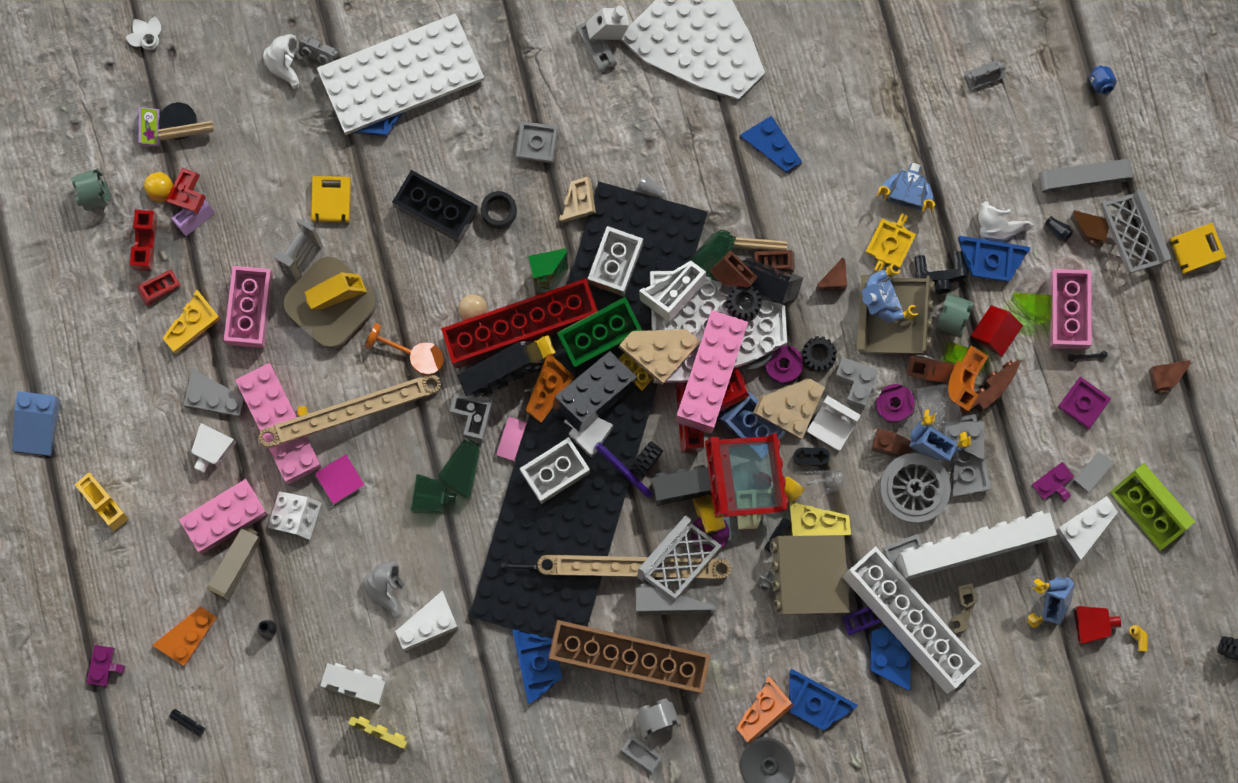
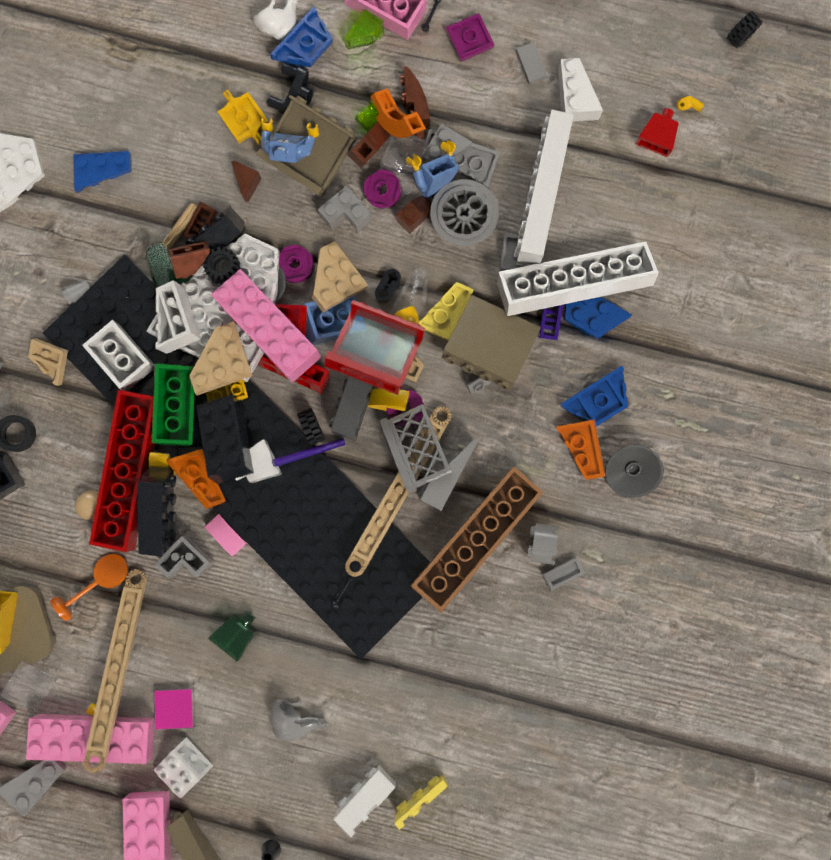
camera: 60 degrees left, 5 degrees up
(210, 447) = (77, 813): white torso -> none
(427, 624) = (347, 701): white wedge -> none
(462, 469) = (227, 593): clear green slope -> none
(537, 671) = (431, 624): blue wing -> none
(548, 269) = (88, 417): green slope -> none
(555, 470) = (275, 513): white brick -> none
(779, 531) = (438, 350): black axle -> none
(819, 343) = (303, 219): black tyre -> none
(833, 423) = (369, 250): white bracket -> none
(908, 189) = (206, 75): medium blue torso -> none
(954, 315) = (335, 97): sand green brick -> none
(964, 617) = (595, 236): dark tan piece -> none
(997, 330) = (367, 73): red slope -> none
(1054, 482) = (522, 100): magenta plate -> none
(1056, 600) = (627, 150): medium blue torso -> none
(1152, 506) = (587, 31): lime slope -> none

